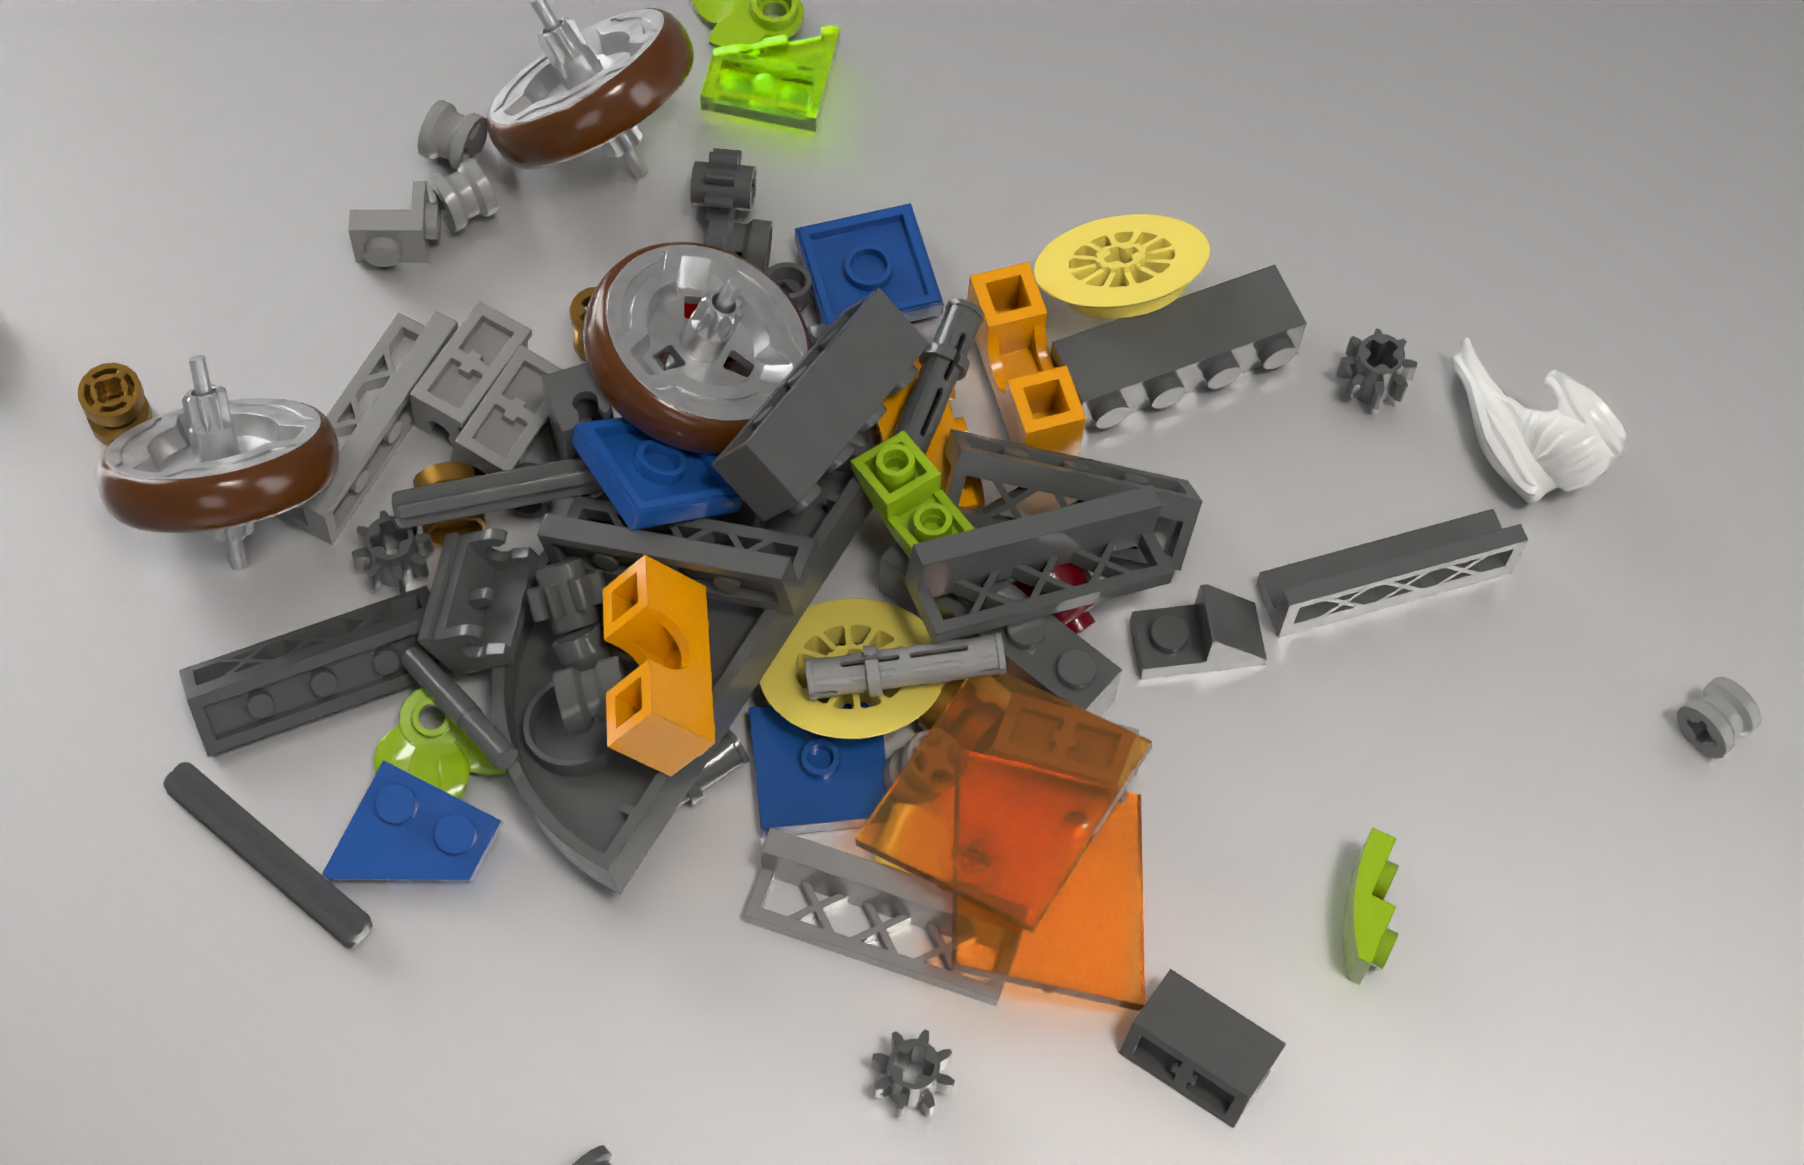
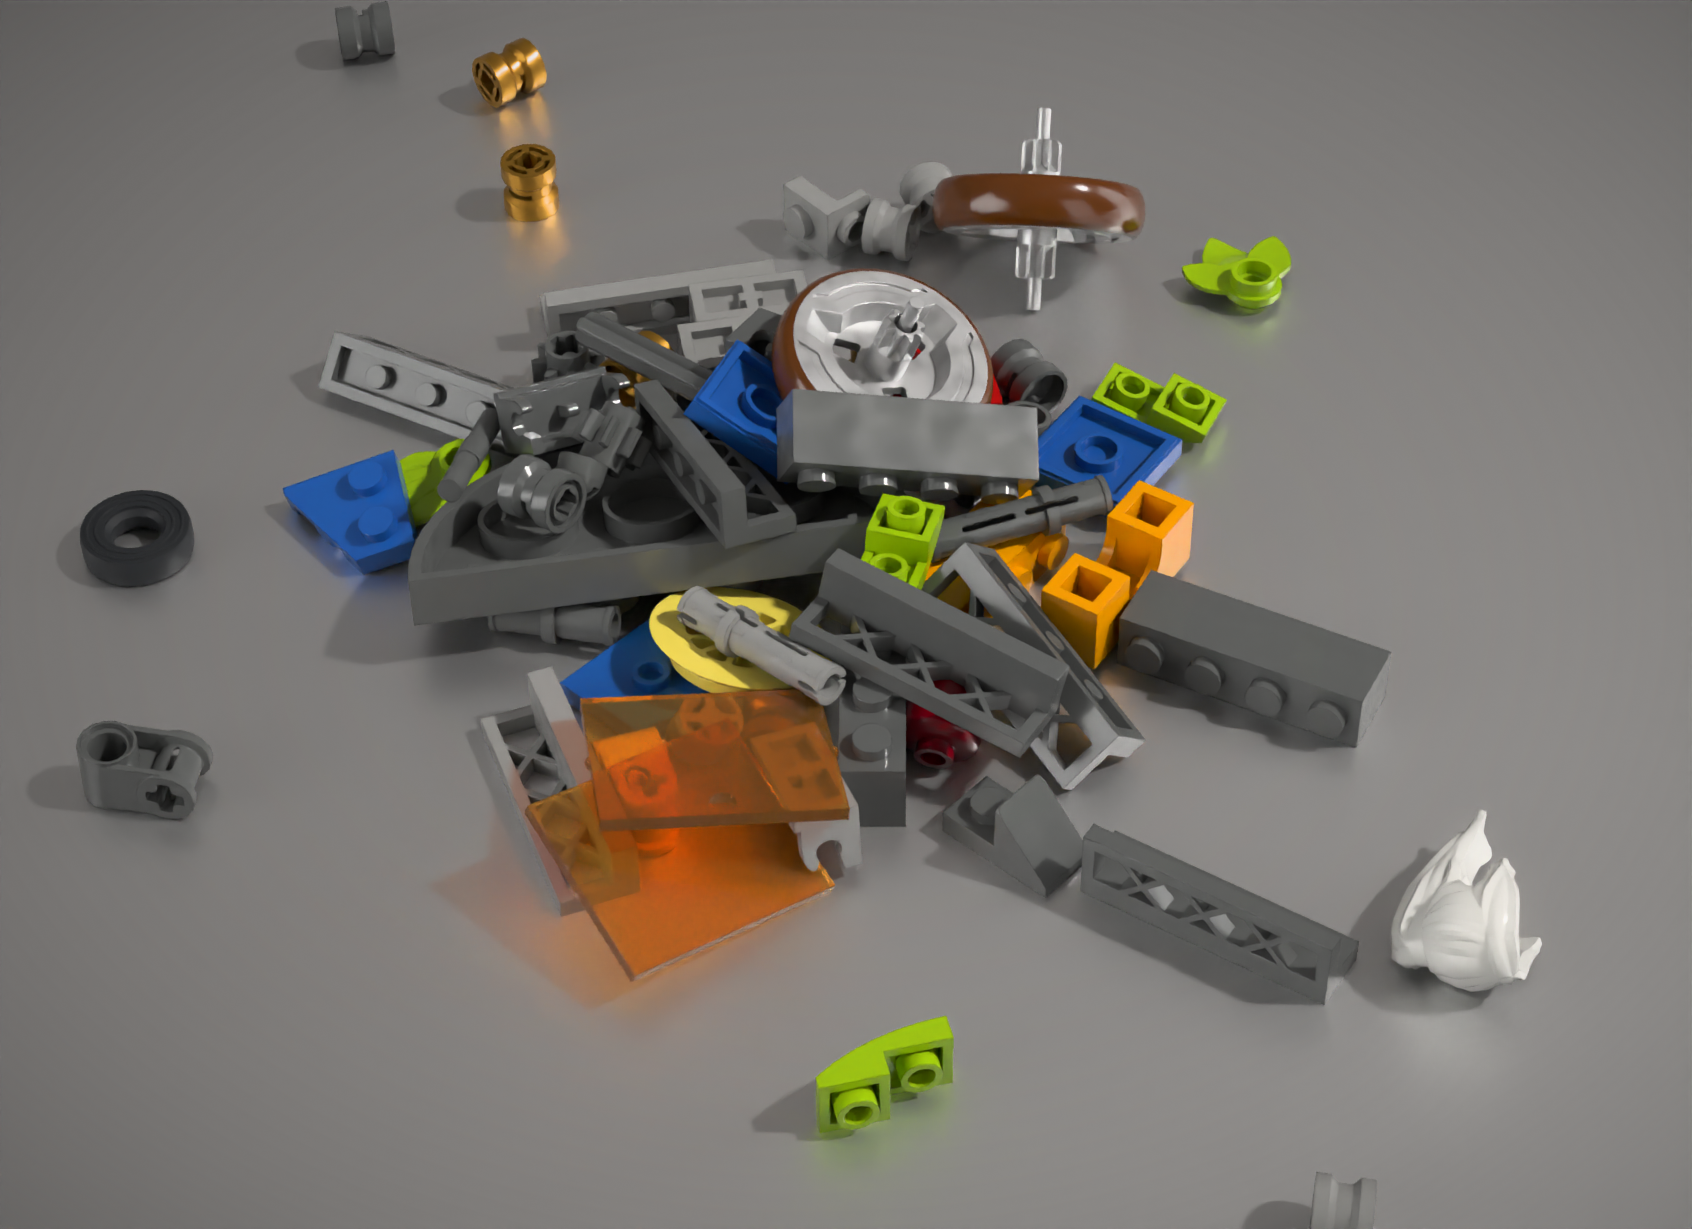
camera: 55 degrees right, 20 degrees down
(217, 464) = (521, 226): wheel -> none
(268, 854) = (273, 460): dark grey axle -> none
(274, 1071) = (140, 564): none -> black tyre
(666, 704) = (550, 507): light orange arch -> none
(723, 184) = (1067, 337): dark grey gear -> none
(772, 79) = (1194, 316): clear neon green wing -> none
(853, 184) = (1177, 409): none -> lime slope
(898, 1062) = (440, 884): dark grey gear -> none
(1122, 264) = (1275, 576): light yellow piece -> none
(1201, 1048) = (643, 1045): dark grey hinge -> none
(1376, 368) = (1391, 786): dark grey gear -> none

